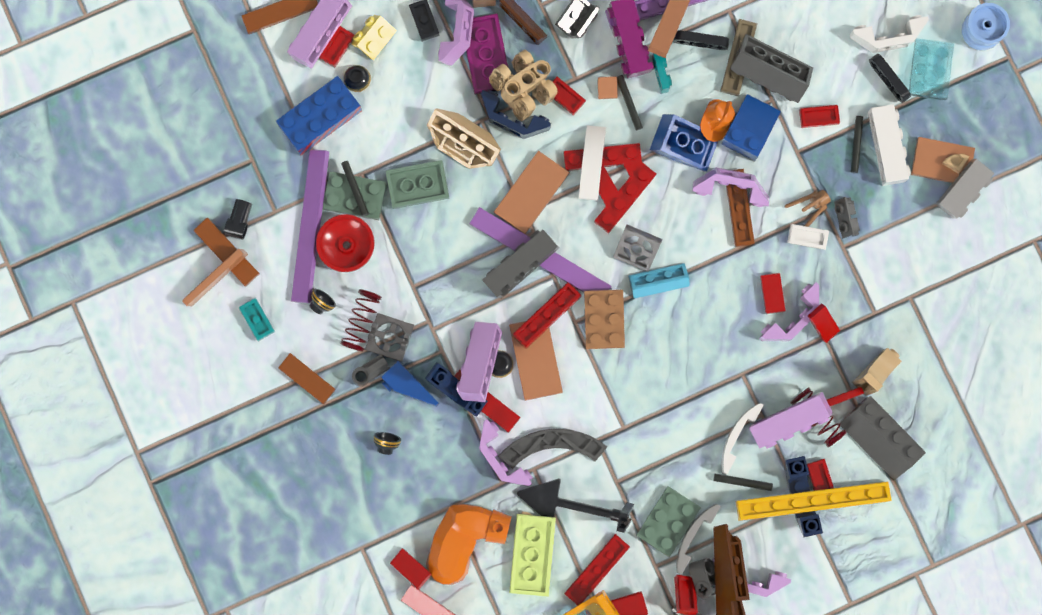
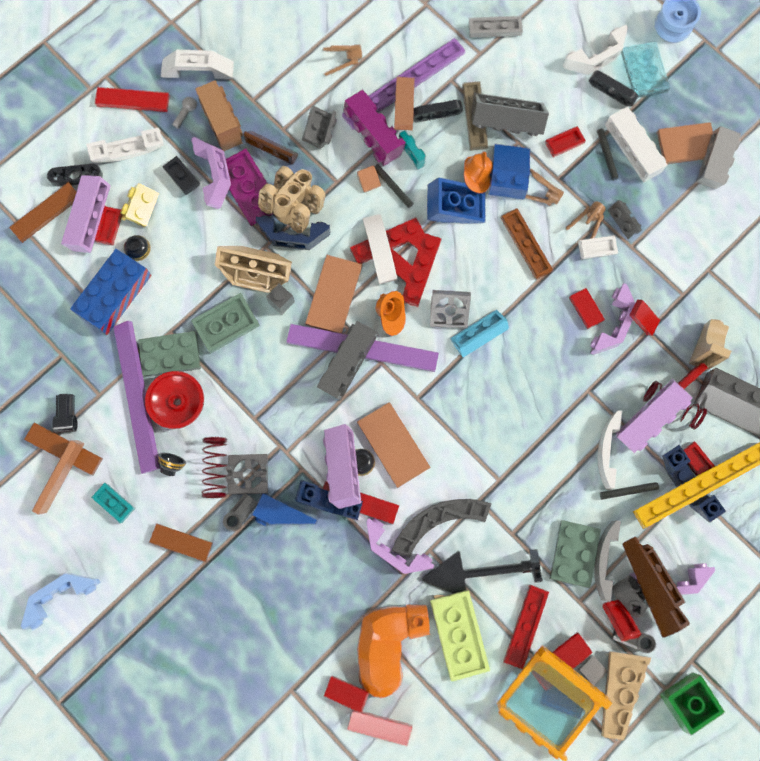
camera: 20 degrees left, 5 degrees down
(155, 395) = (34, 611): none -> light blue slope
(355, 189) = (167, 346): pearl dark grey bar -> none
(386, 442) = (279, 576): black piece -> none
(478, 180) = (280, 299): none -> dark grey brick
(547, 315) = (389, 400): red tile -> none
(567, 97) = (337, 200): red tile -> none
(580, 231) = (392, 312): none -> orange piece
(604, 319) = (443, 385): medium nougat plate -> none
(705, 184) = (490, 230): lavender slope -> none
(785, 166) = (553, 194): none -> medium nougat plant
(955, 162) = (700, 139): tan tile -> none

